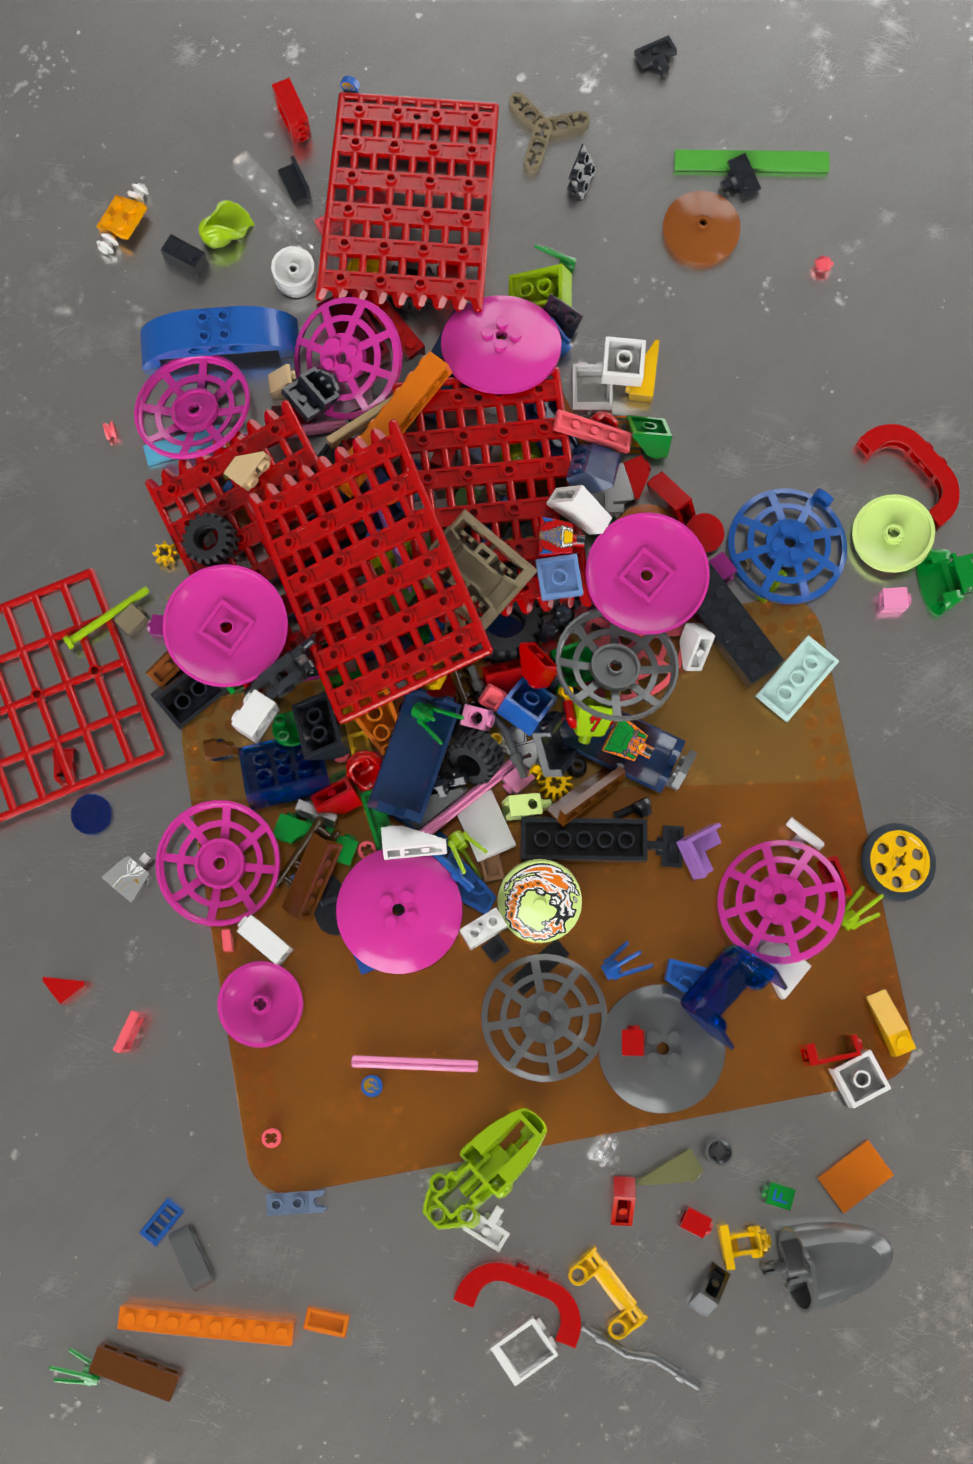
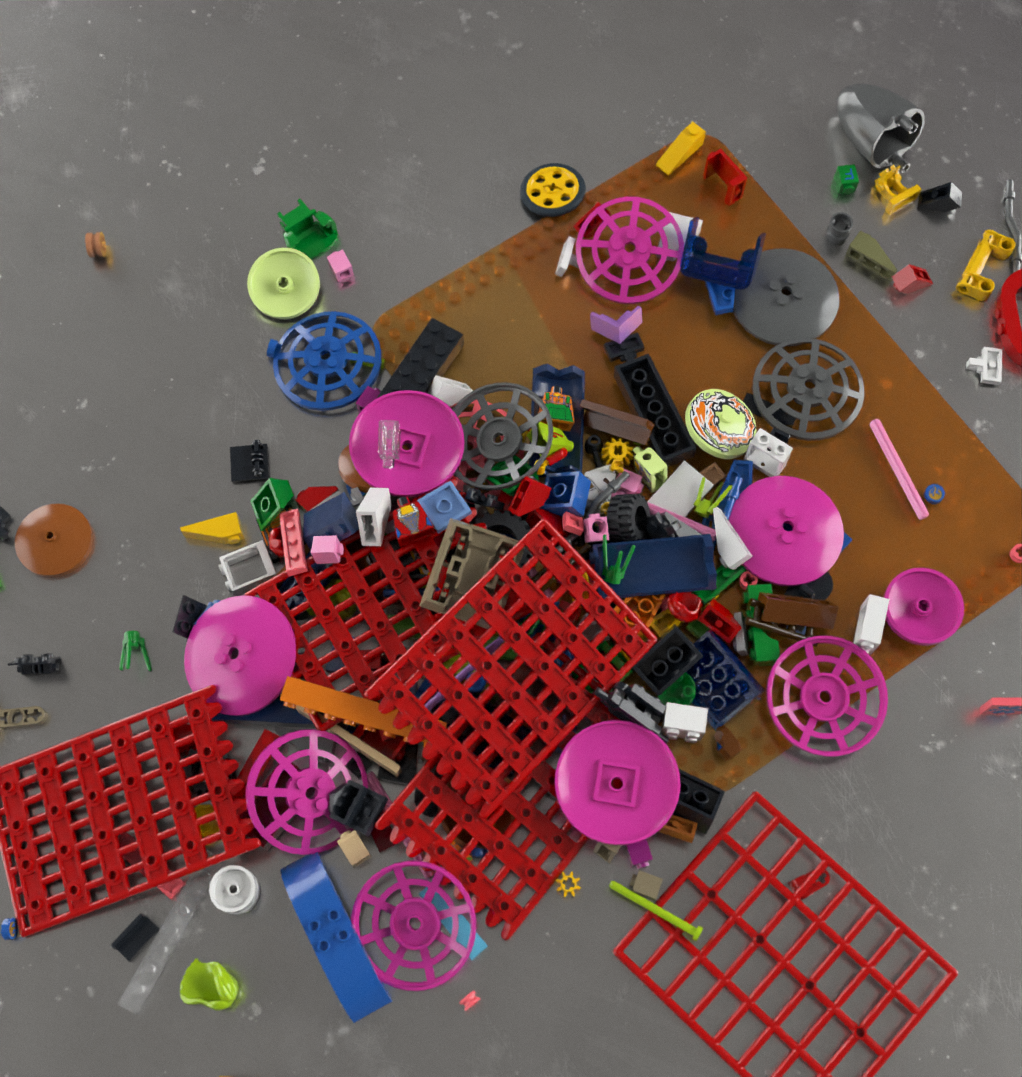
camera: 110 degrees left, 10 degrees down
(64, 989) = (999, 784): red slope -> none
(91, 814) = (838, 837): clear blue tile -> none
(130, 877) = (876, 773): light grey torso -> none
(184, 255) = (257, 1012): black brick -> none
(199, 529) = (559, 841): black tyre -> none
(227, 939) = (886, 659): coral tile -> none
(247, 469) = (460, 831): tan slope -> none
(291, 110) = (60, 971): red window -> none
(490, 1166) = (947, 372): lime piece -> none
(540, 283) = (164, 653): lime slope -> none
(550, 748) = (591, 458): black panel -> none
(564, 452) = (326, 549): none -> bright pink brick
(603, 1149) = (883, 306): clear wheel -> none
(612, 968) = (744, 353): blue plant -> none
(623, 361) = (215, 542): white brick -> none
(633, 1041) = (795, 309): red brick -> none
(641, 807) = (602, 384): black bar -> none
(647, 549) = (389, 436): none -> clear torso
(671, 497) = (324, 462): red slope -> none
(681, 770) = (560, 358): dark grey hinge -> none
(695, 1222) = (898, 226): red brick -> none
(705, 431) = (249, 462): none -> black hinge
(707, 530) = (339, 425): red piece -> none
(797, 678) = (424, 304): light aqua tile -> none
(823, 263) = (53, 425): coral plate -> none
(852, 918) = (613, 208): lime plant -> none
(855, 1176) = (802, 137): orange tile -> none
(859, 1079) = (738, 147): white brick -> none
(925, 458) = (210, 277): red arch -> none

